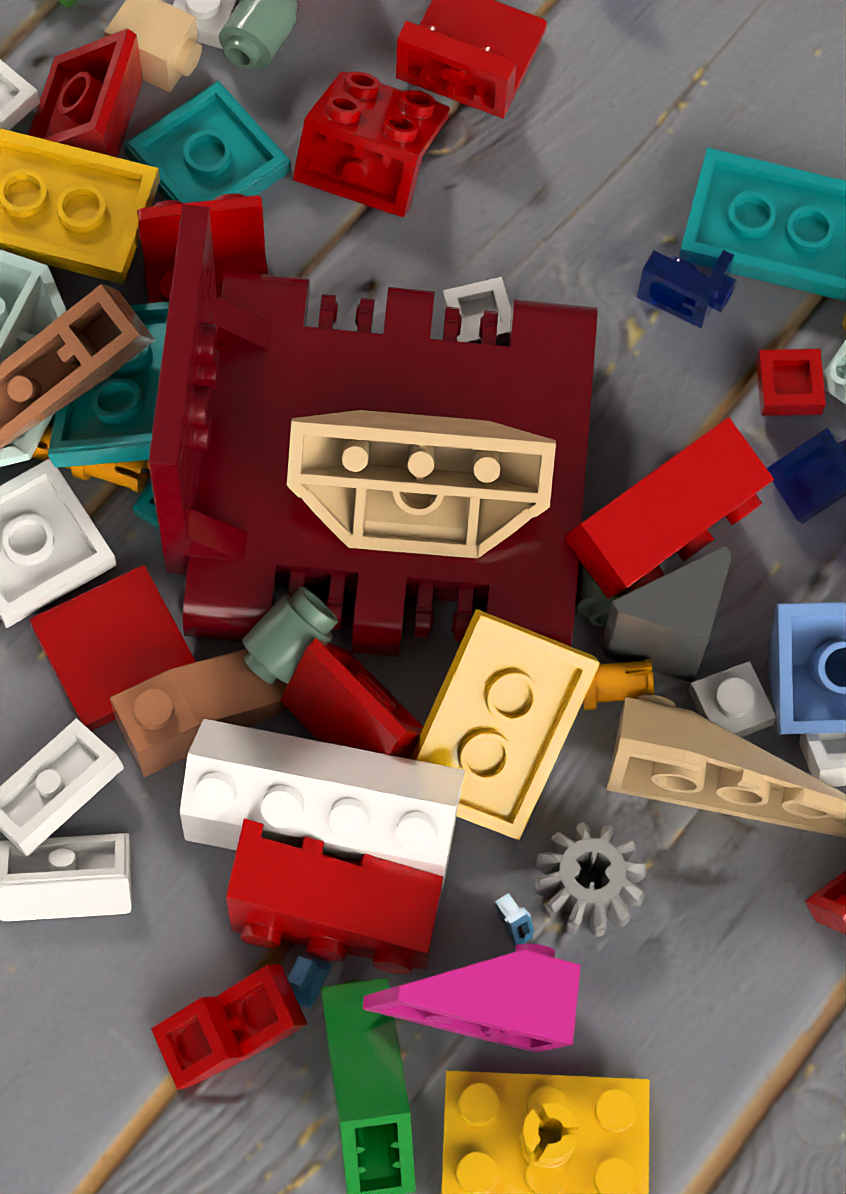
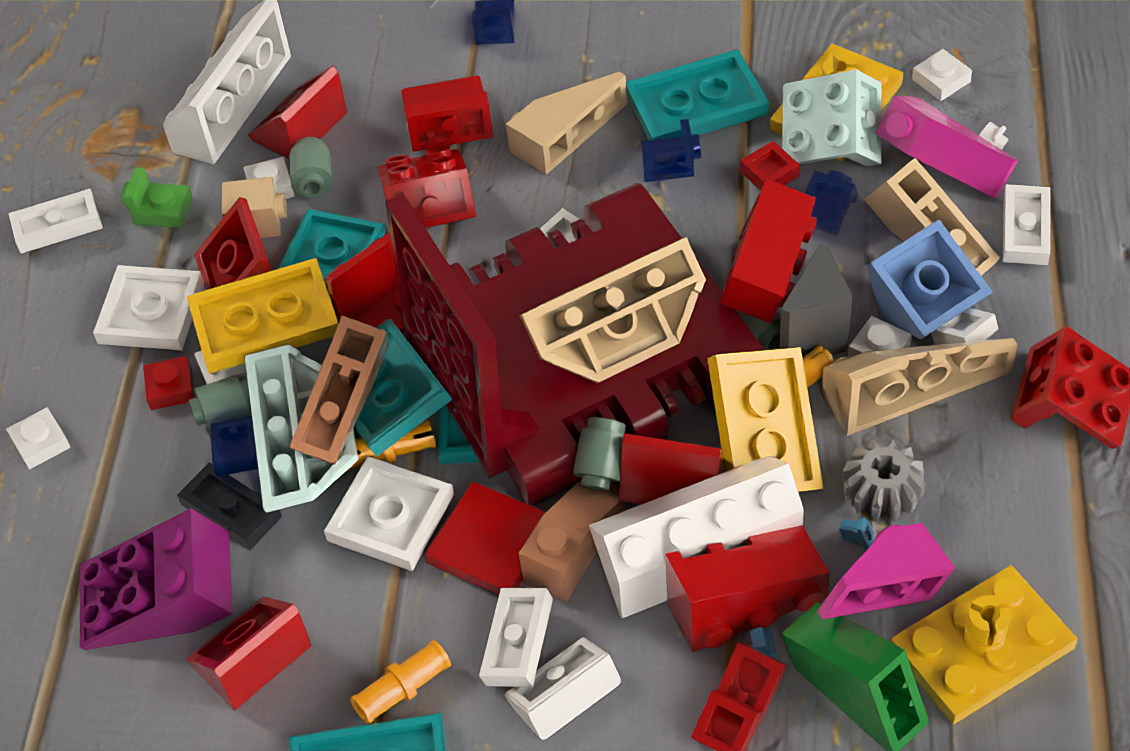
camera: 25 degrees left, 15 degrees down
(592, 154) = (564, 120): none -> tan slope

